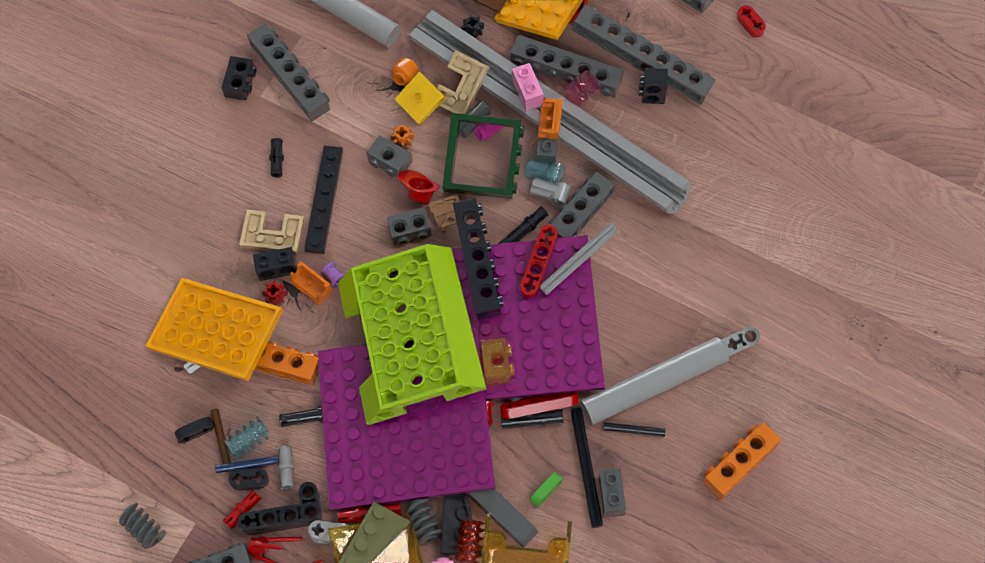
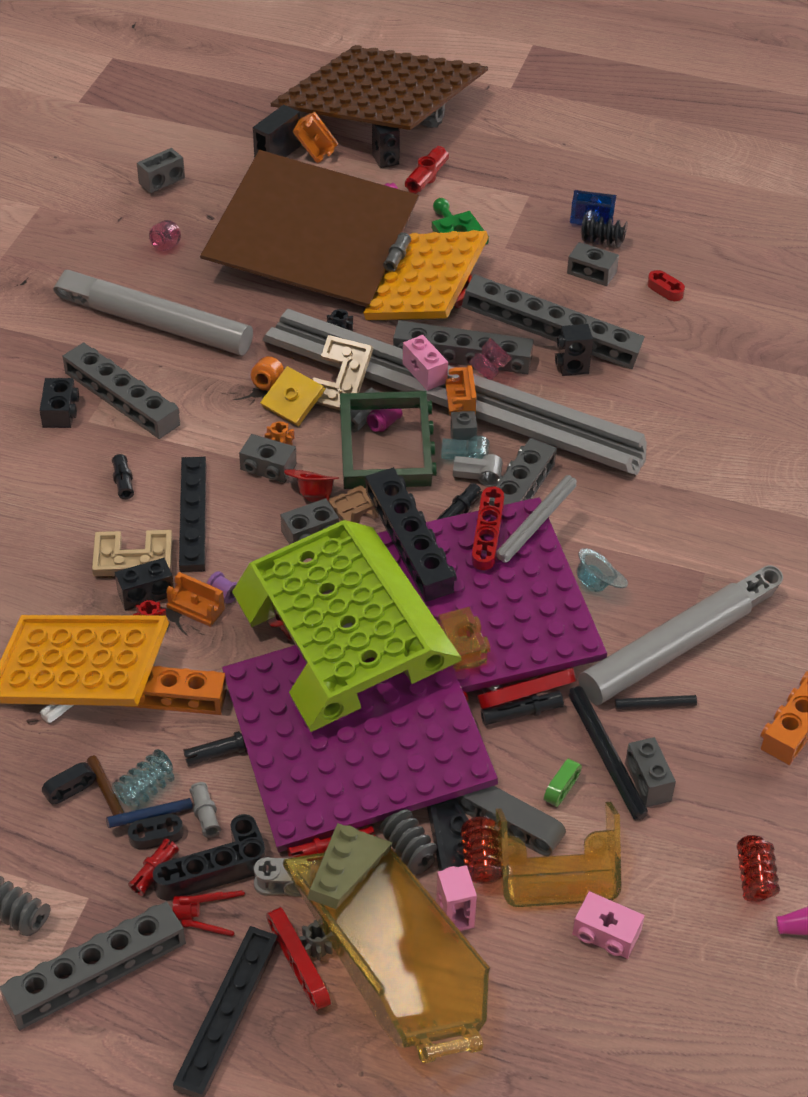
camera: 15 degrees left, 20 degrees down
(620, 308) = (597, 572): none -> clear light blue piece

